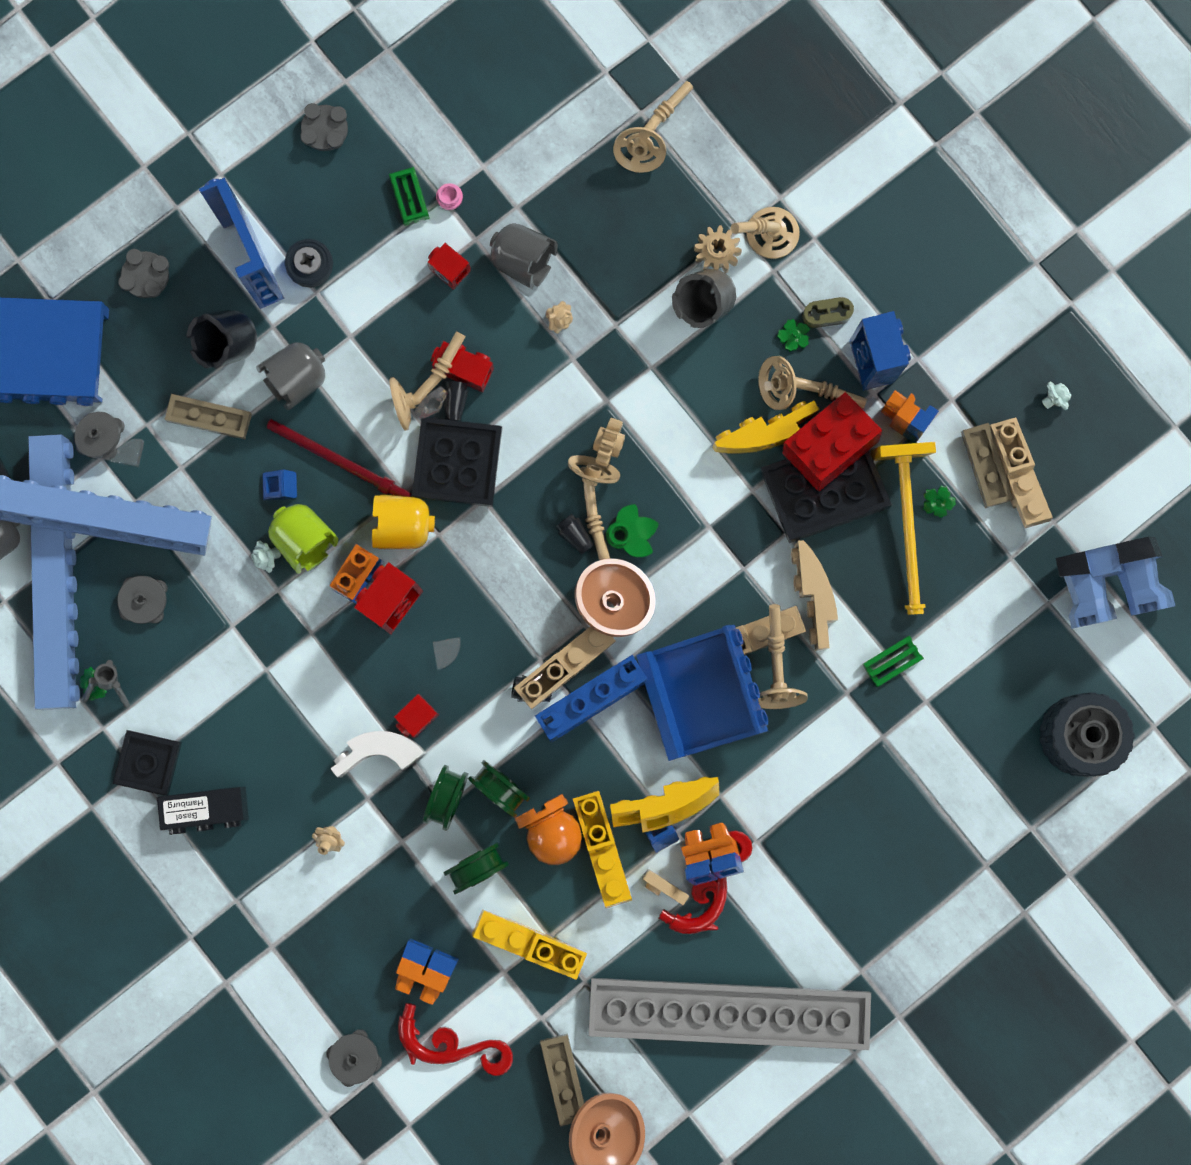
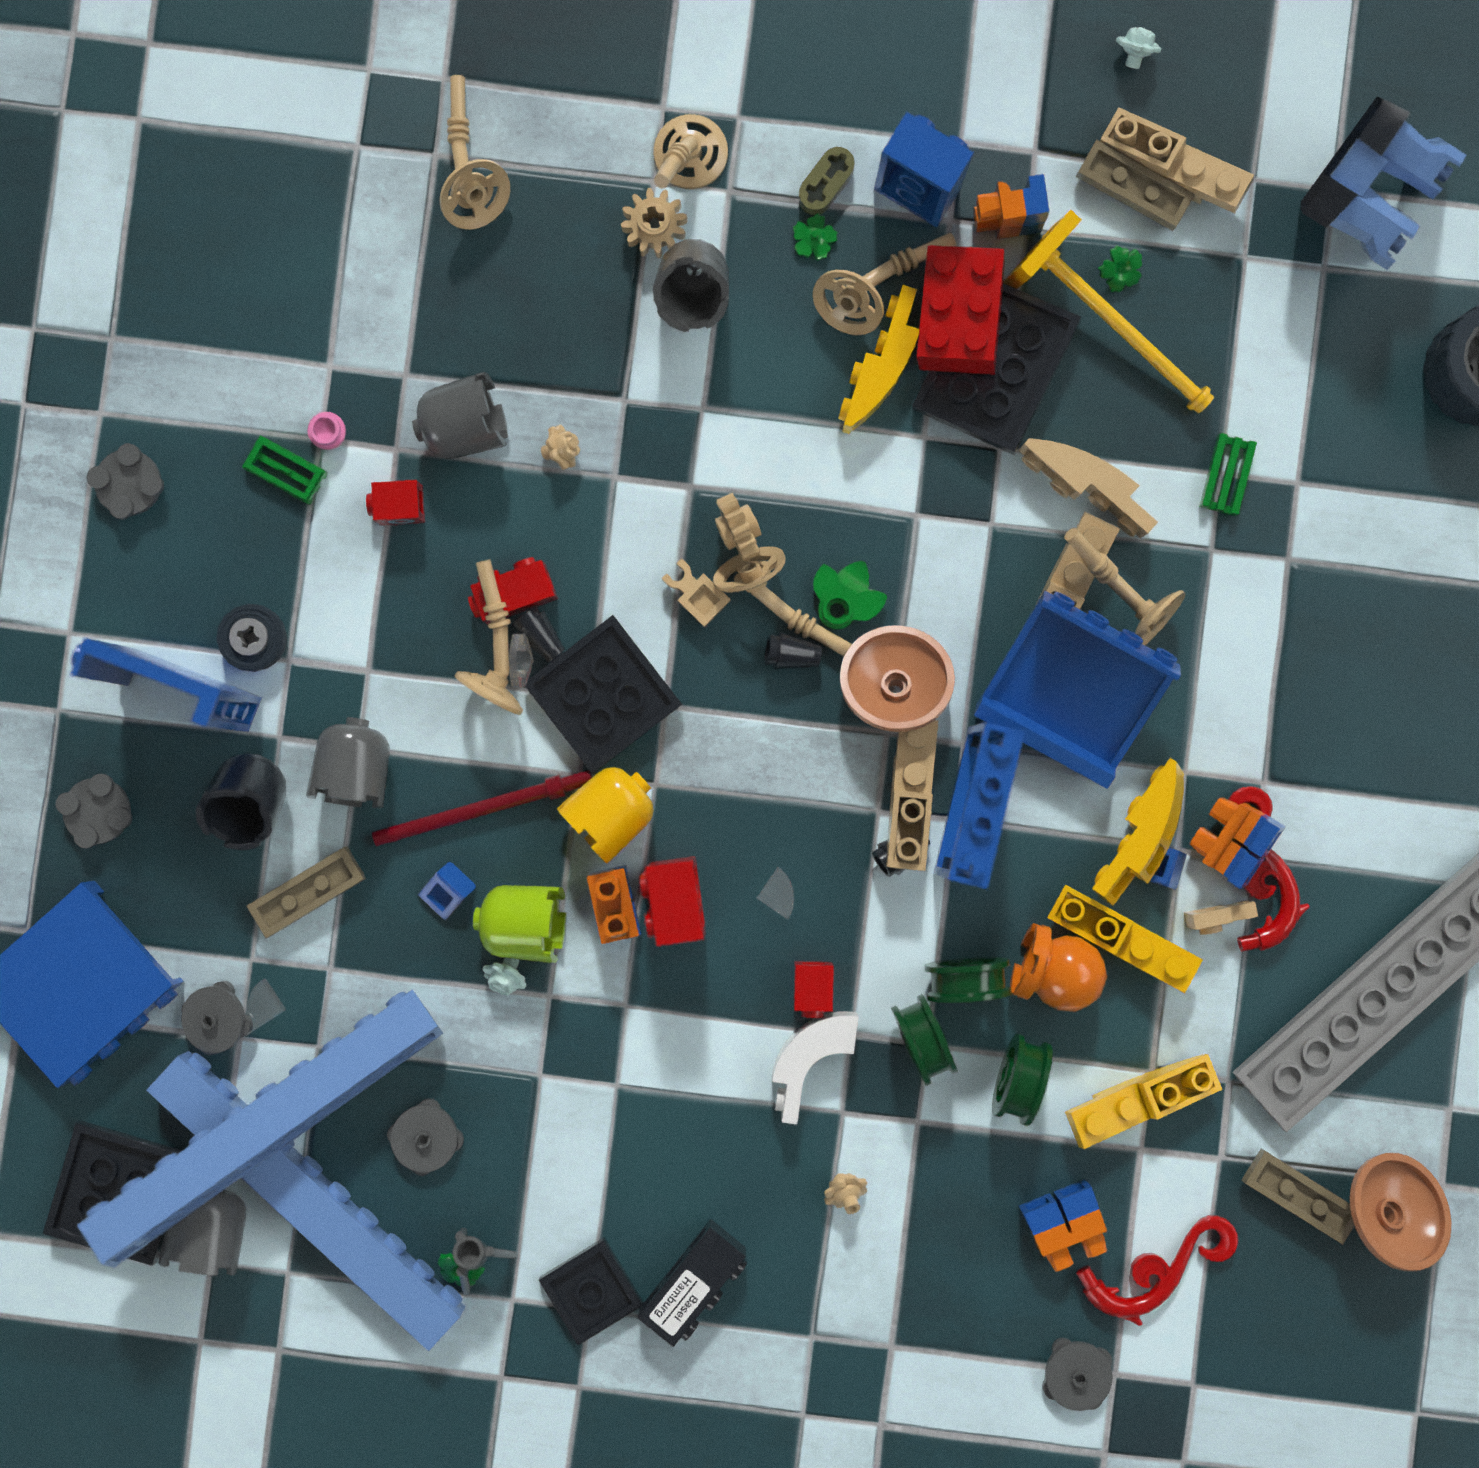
camera: 40 degrees left, 5 degrees up
(555, 459) = (699, 596): none -> tan plate

